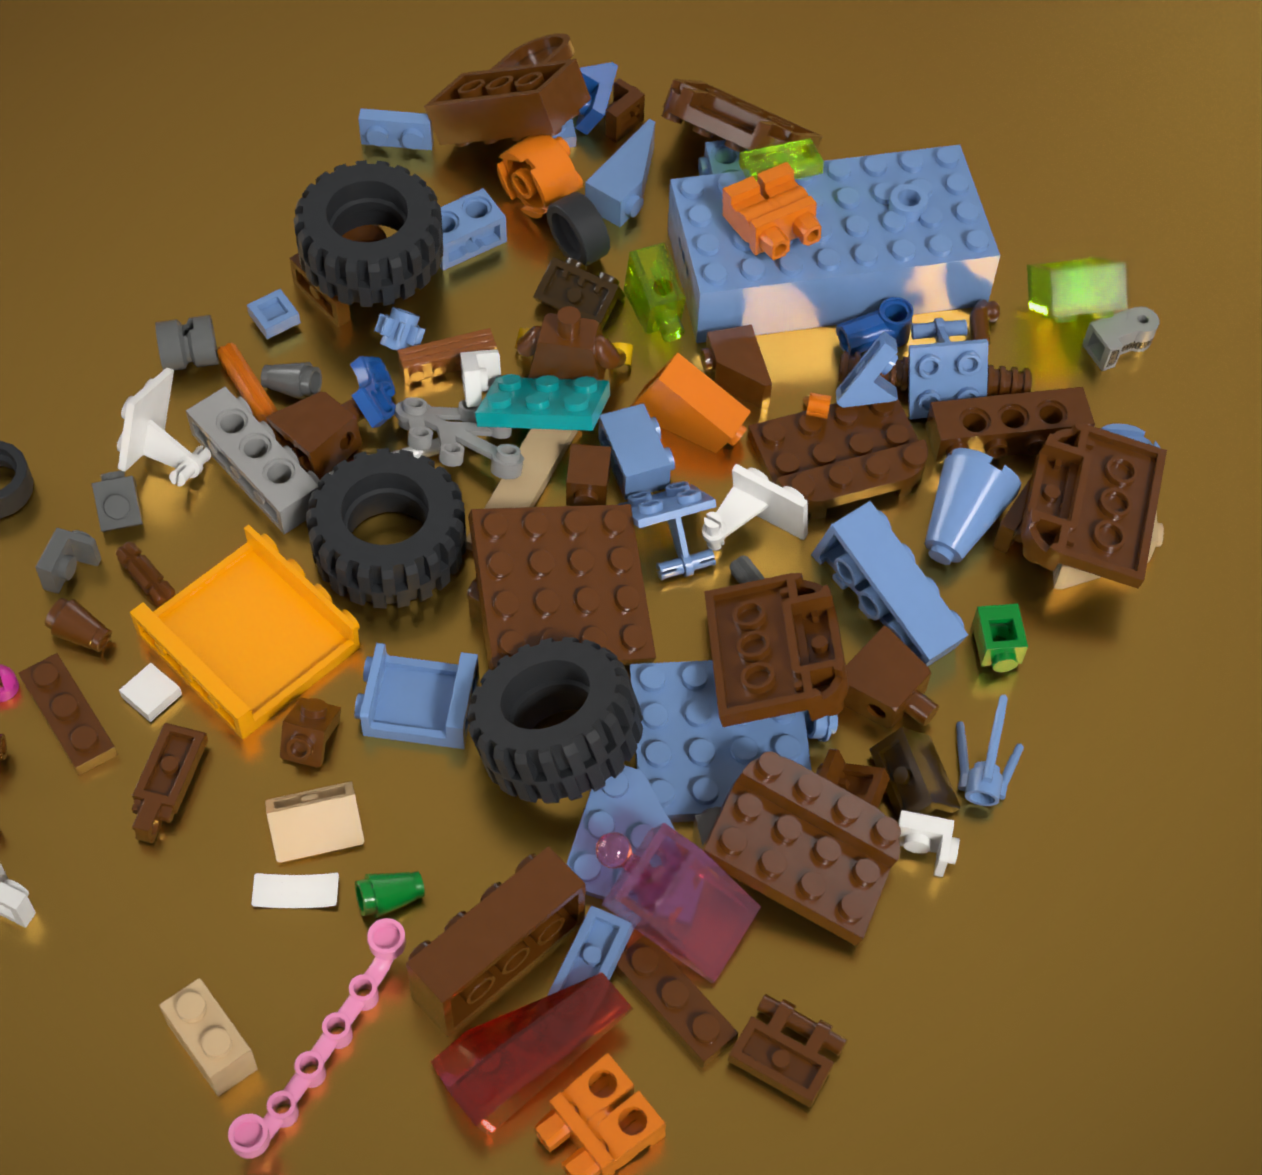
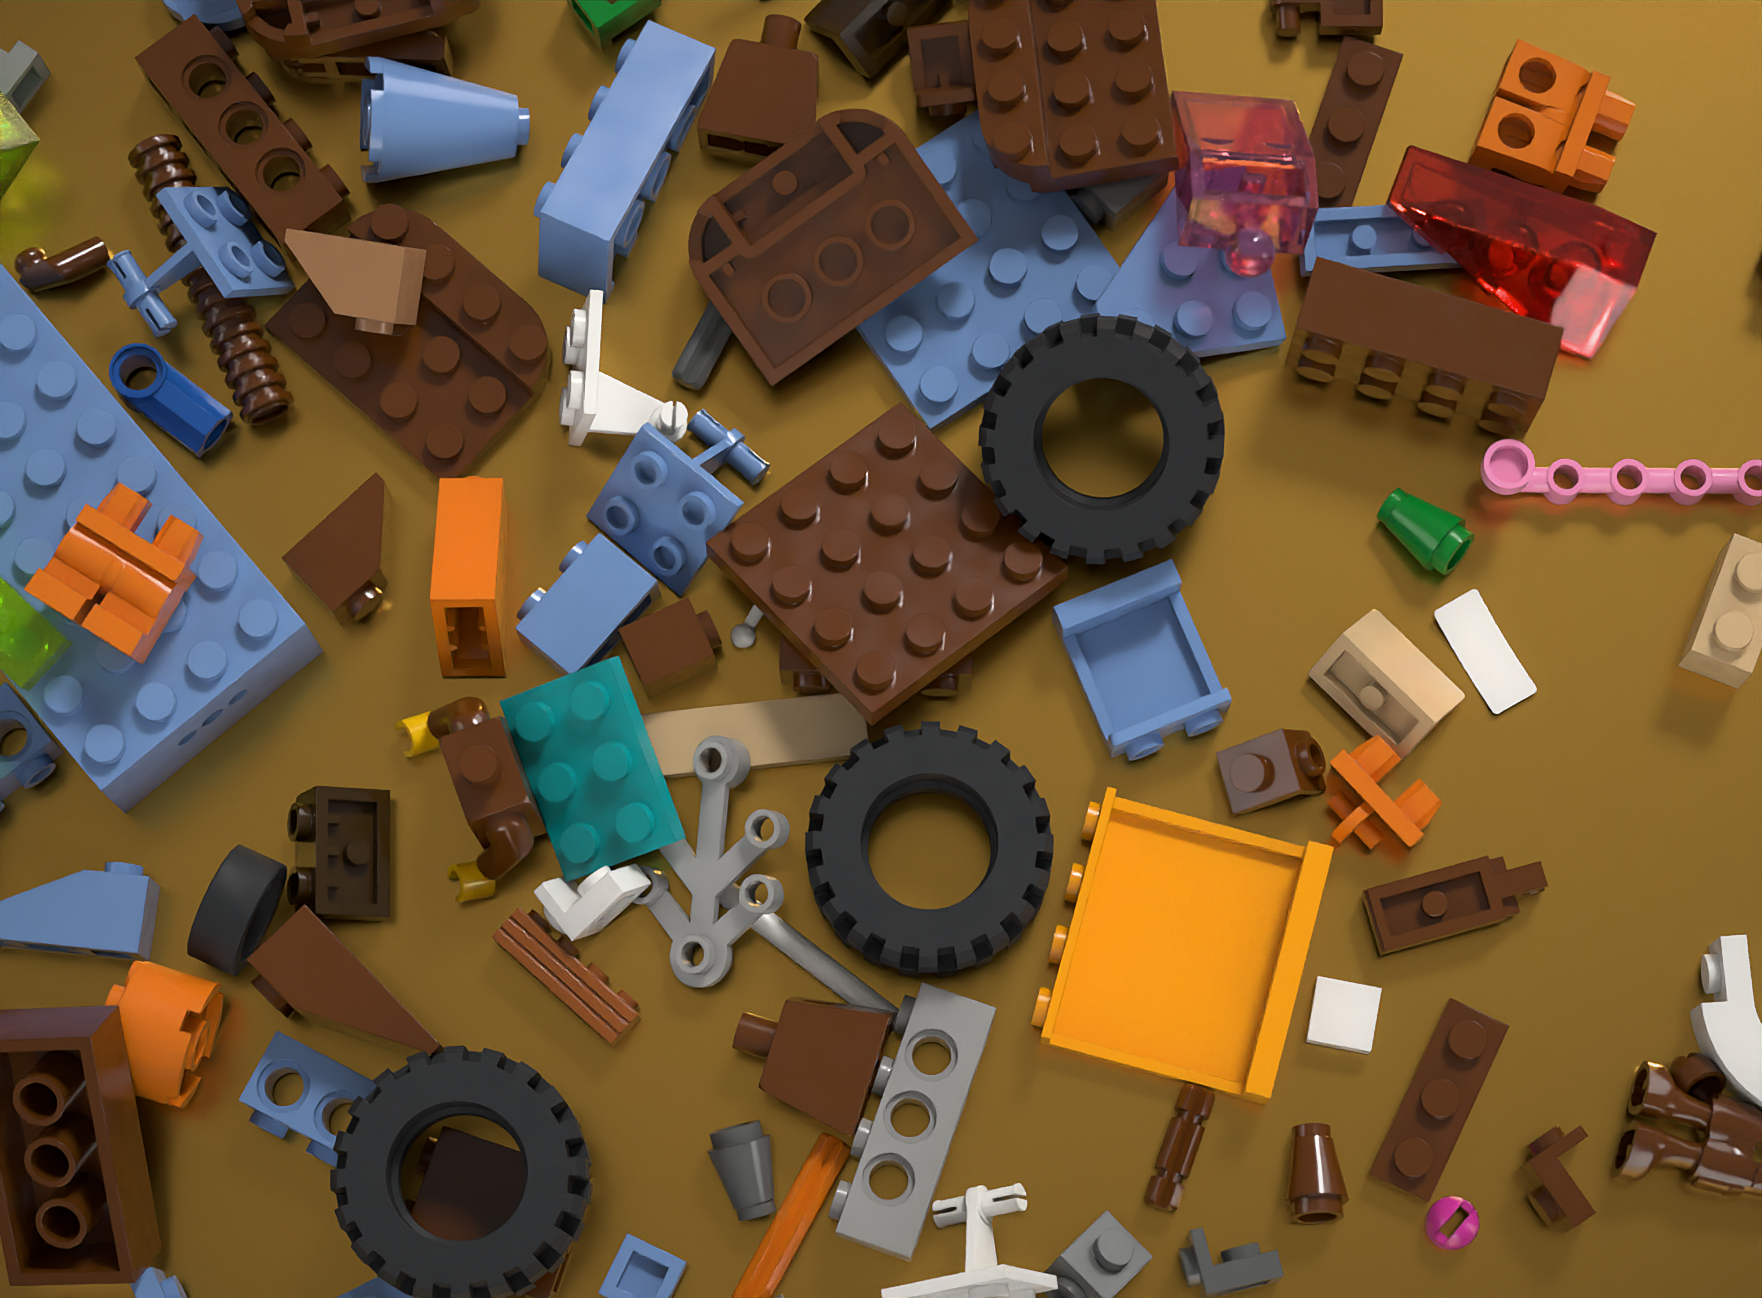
camera: 115 degrees left, 20 degrees up
(249, 769) = (1362, 772): none -> orange hips
(374, 390) = (684, 1041): blue tile -> none
(399, 329) = (573, 1062): medium blue gear -> none
(498, 251) = (320, 978): none -> reddish brown slope
(655, 291) = (294, 729): clear neon green torso -> none
(817, 405) = (372, 398): orange hand -> none
(864, 382) = (287, 345): medium blue slope -> none
(889, 420) = (362, 277): none -> medium nougat slope

